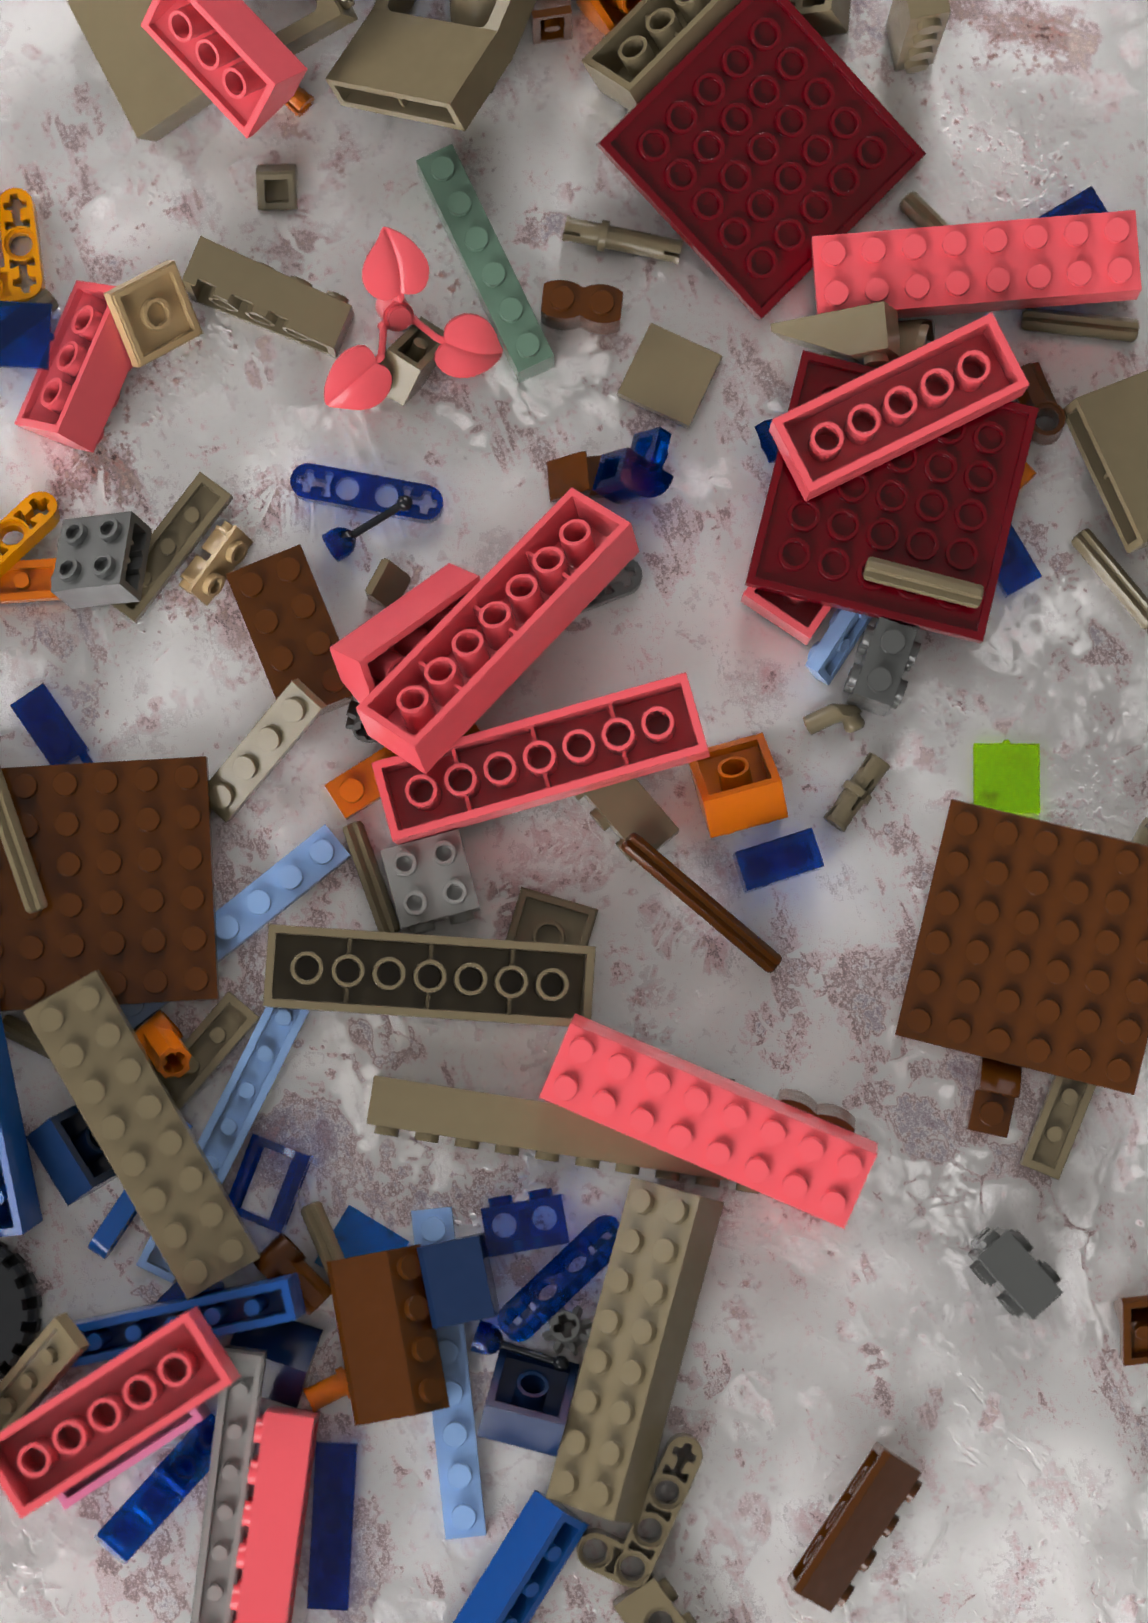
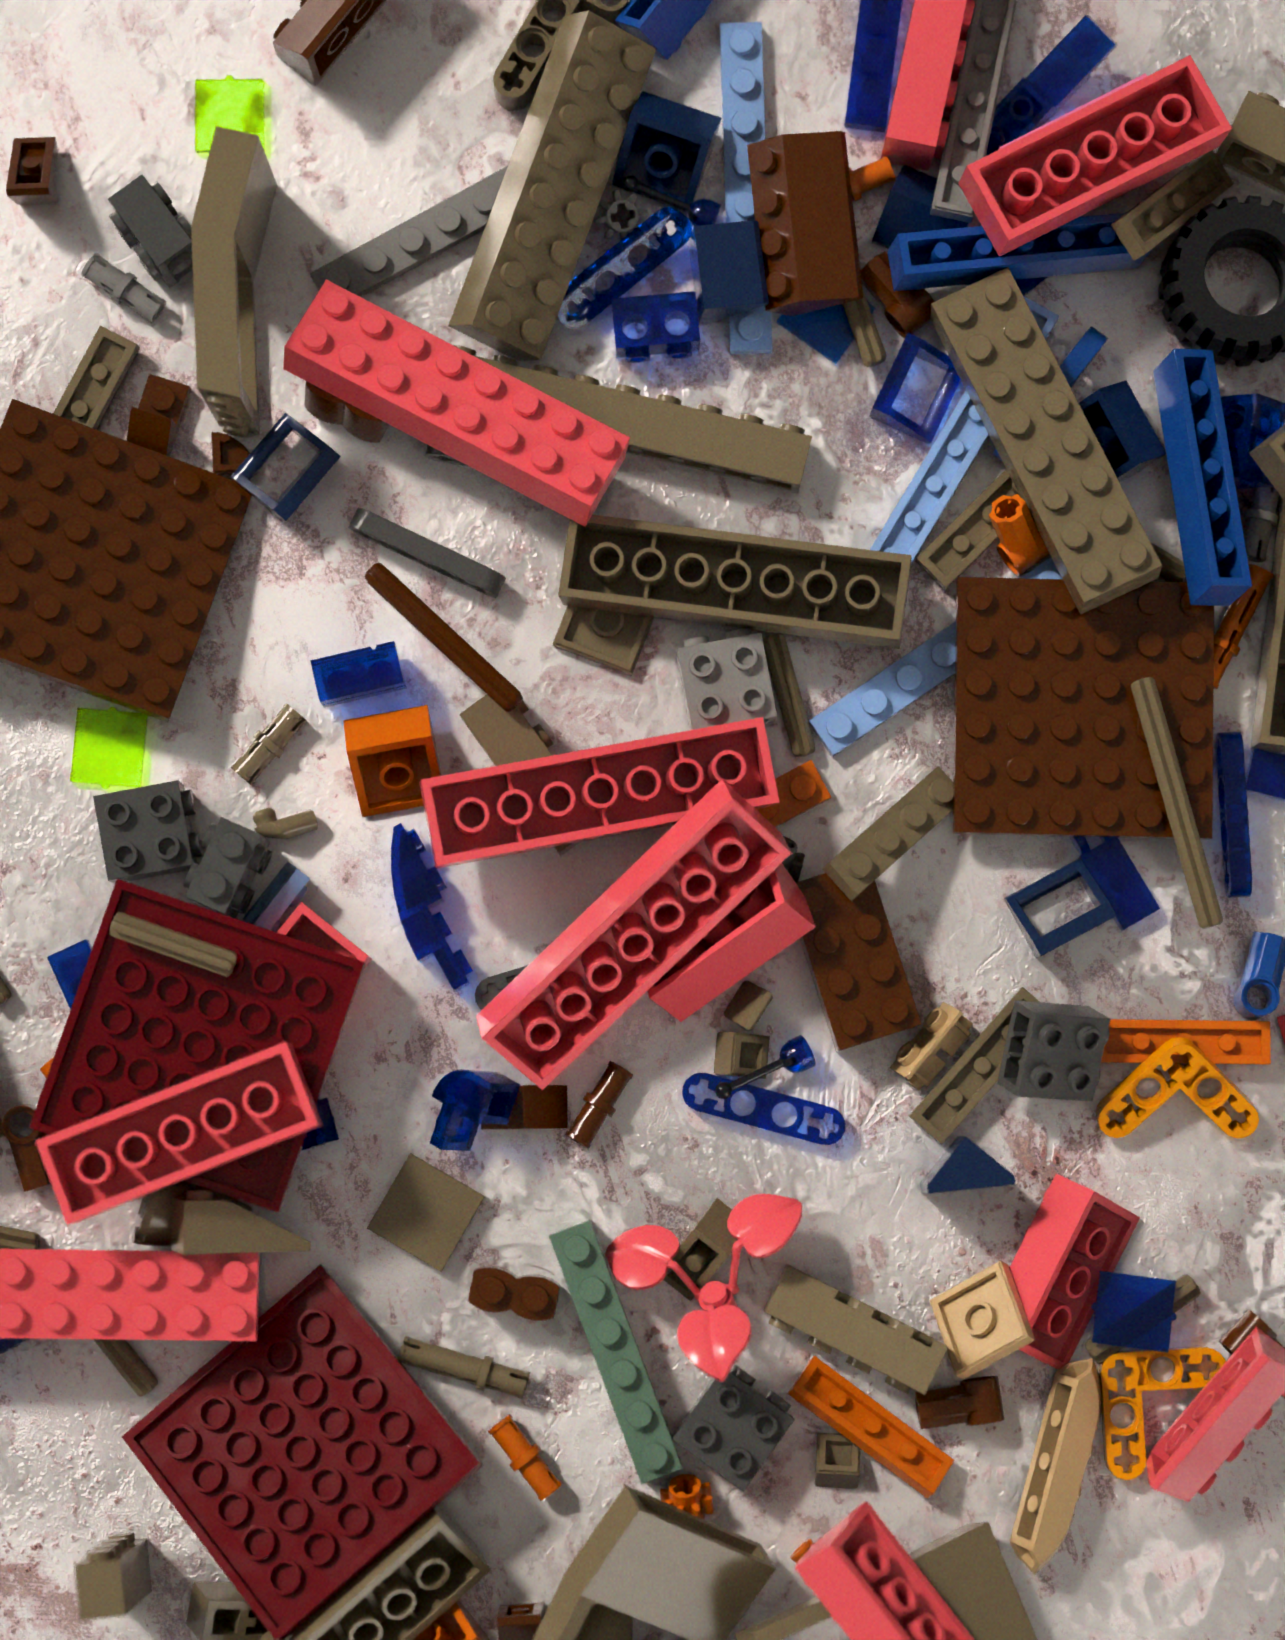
camera: 175 degrees left, 0 degrees up
(76, 197) = (1058, 1464): none -> tan brick
(91, 679) = (1100, 914): none -> dark blue tile
(156, 242) = (970, 1402): none -> reddish brown piece
(177, 444) = (965, 1168): none -> dark blue slope
(248, 215) = (871, 1427): none -> orange plate
(371, 197) = (734, 1427): none -> dark grey brick
(392, 540) = (740, 1053): none -> dark tan slope
(410, 138) = (689, 1495): none -> orange gear
(518, 483) = (599, 1104): none -> reddish brown pin
(560, 165) = (525, 1457): none -> orange pin
(705, 660) = (417, 892): none -> clear blue slope
(724, 985) = (427, 552): none -> dark grey beam
(767, 1290) = (414, 240): none -> light grey plate
(848, 1042) = (302, 484): none -> dark blue tile
(920, 1065) = (227, 454): none -> reddish brown tile
(941, 1219) = (225, 257): none -> dark tan window
(956, 1403) = (230, 105): none -> clear neon green piece
(960, 697) = (147, 831): none -> dark grey brick
(1040, 1220) = (123, 288): none -> light grey pin

